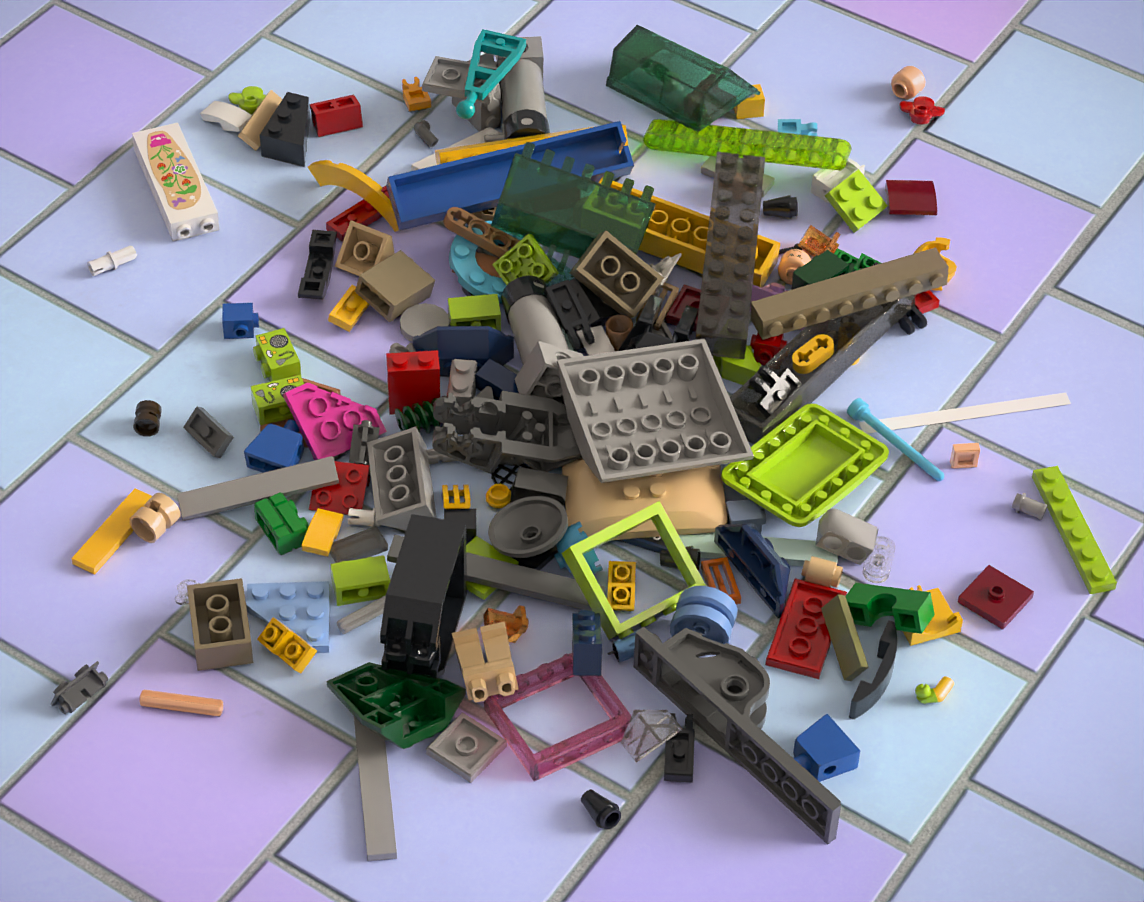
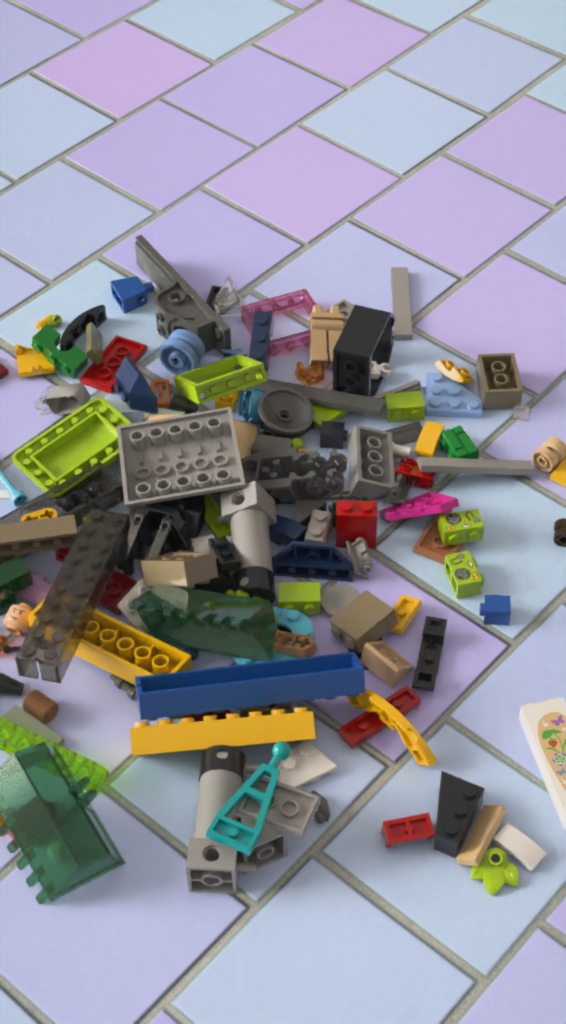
camera: 170 degrees left, 0 degrees up
(181, 702) = (521, 351): light nougat axle -> none
(208, 432) = (509, 513): dark grey plate -> none
(275, 448) = (469, 493): blue torso -> none
(396, 703) = (407, 331): dark green wedge -> none
(414, 96) = (325, 855): light orange plate -> none
(456, 493) = (333, 434): yellow tile -> none
(602, 810) = (268, 276): black cone -> none
(822, 572) = (94, 387): tan brick -> none

